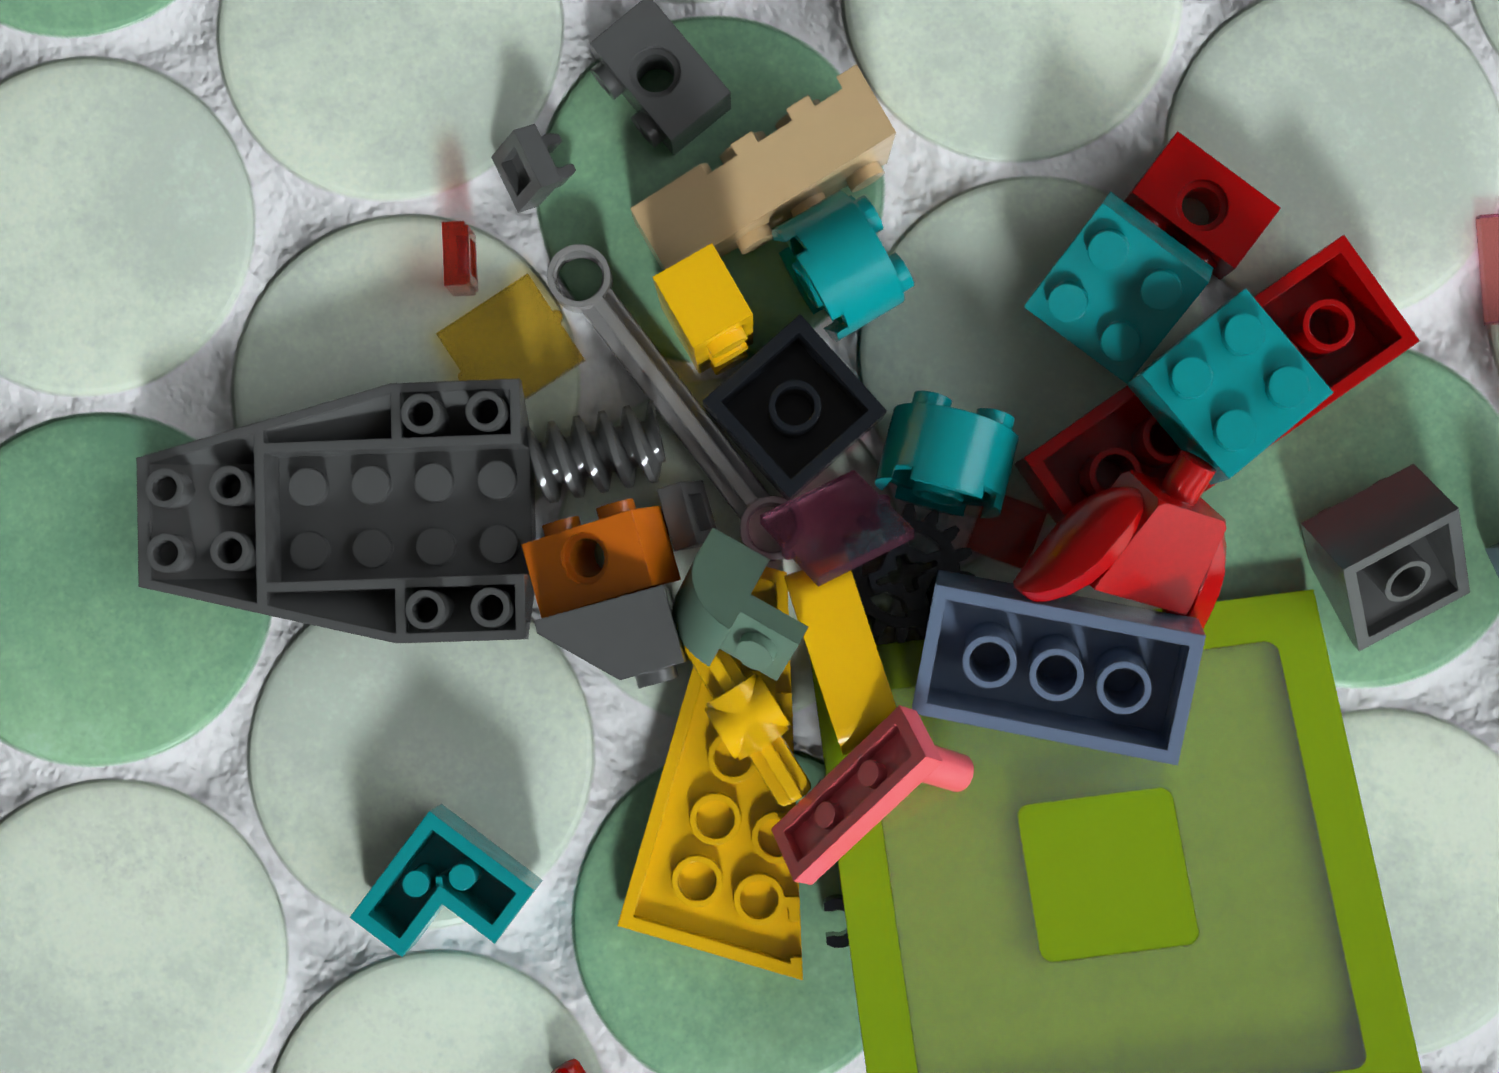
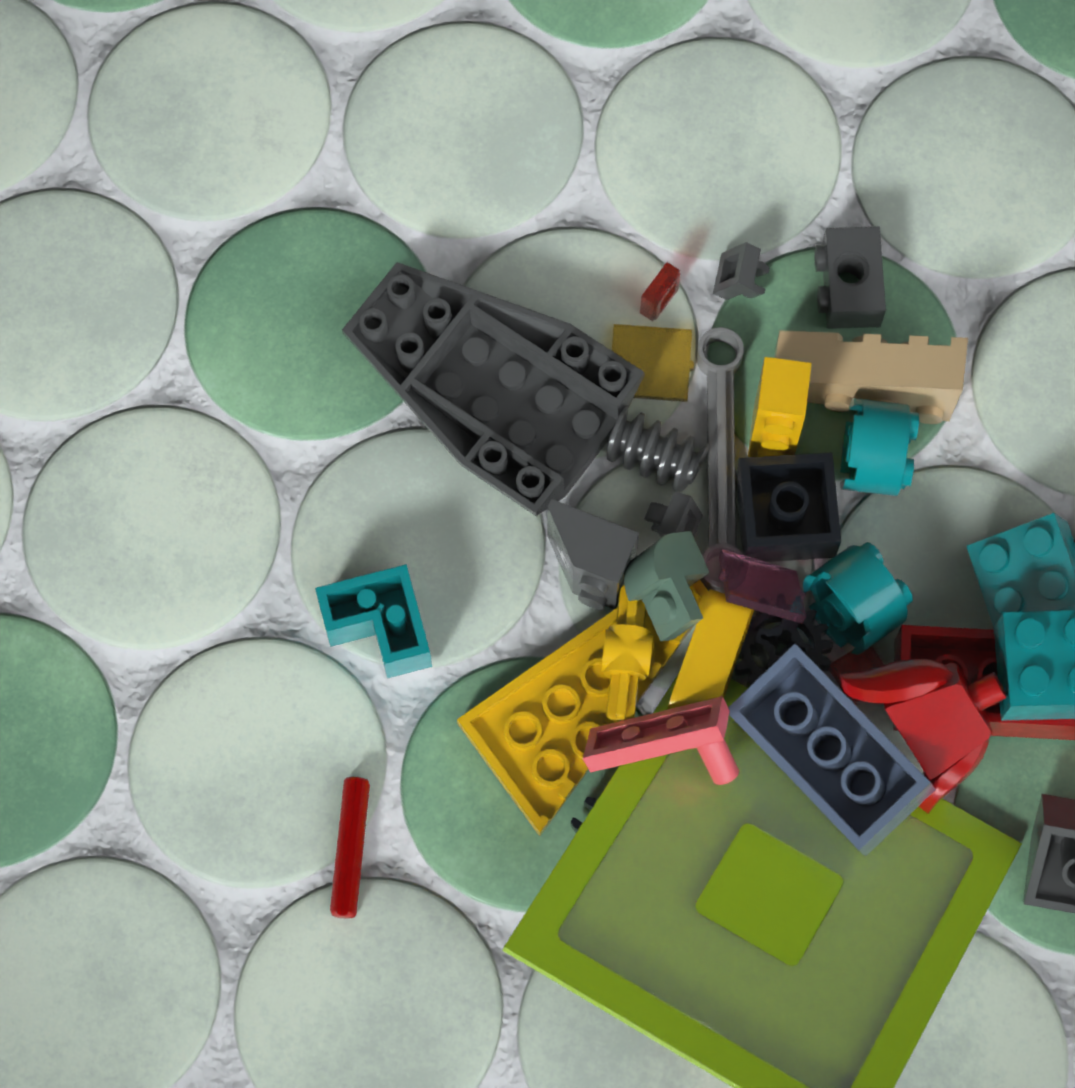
camera: 35 degrees right, 15 degrees down
(634, 551) = (637, 499): orange brick -> none

